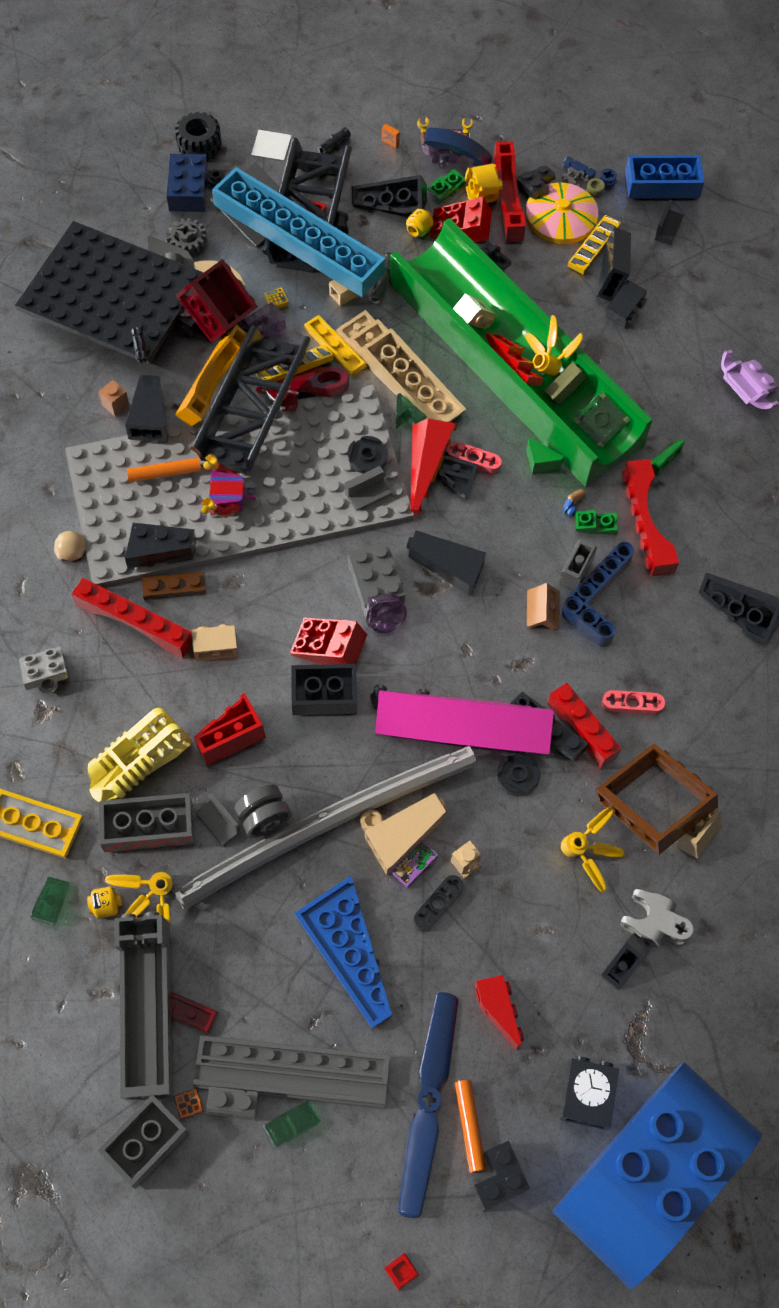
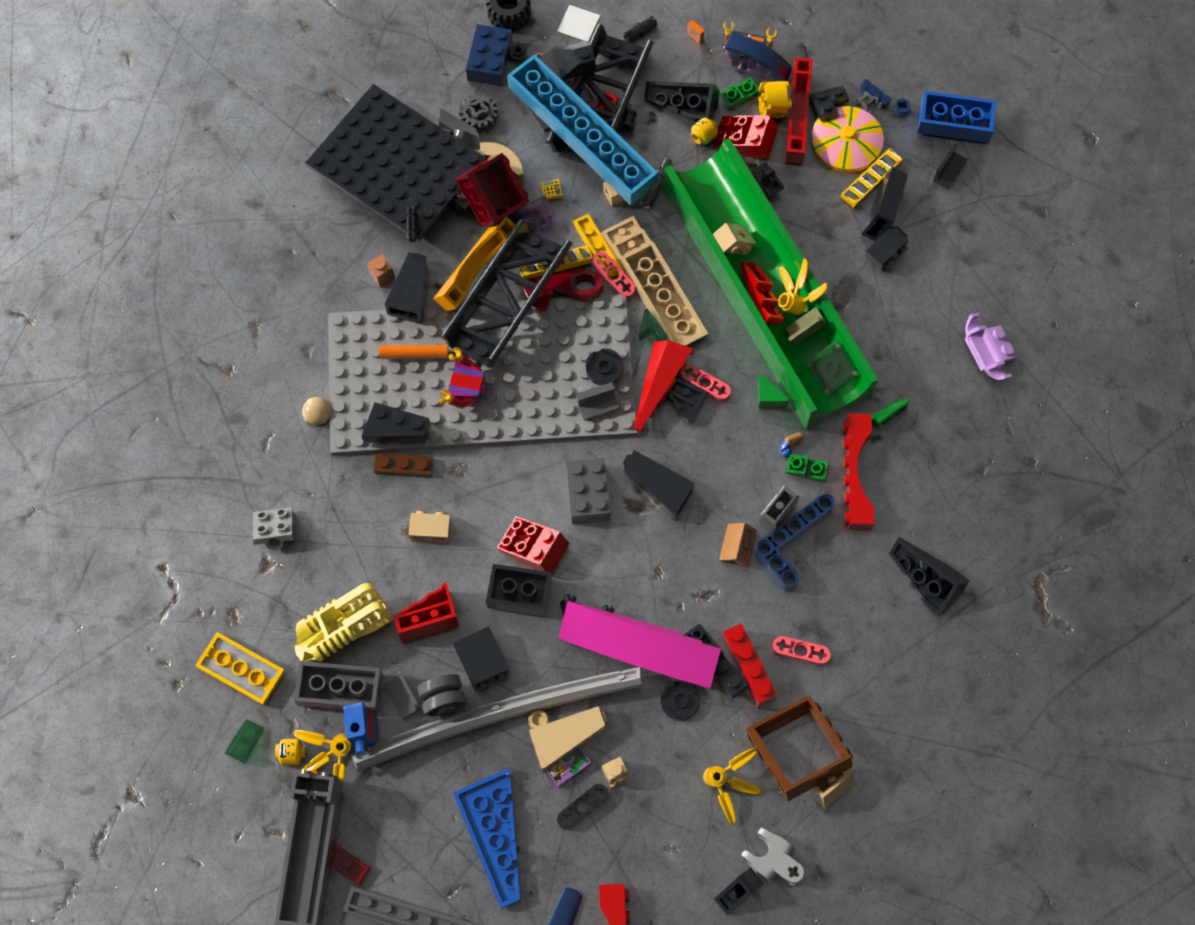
camera: 15 degrees right, 5 degrees up
(159, 629) = (377, 503): red arch -> none
(179, 859) = (360, 727): none -> blue torso
(278, 171) = (575, 60): none -> black slope
(297, 767) = (481, 658): none -> black brick
(372, 372) = (600, 267): none -> coral beam
(382, 603) = (595, 519): clear purple plate -> none
(595, 187) = (887, 116): olive tile -> none

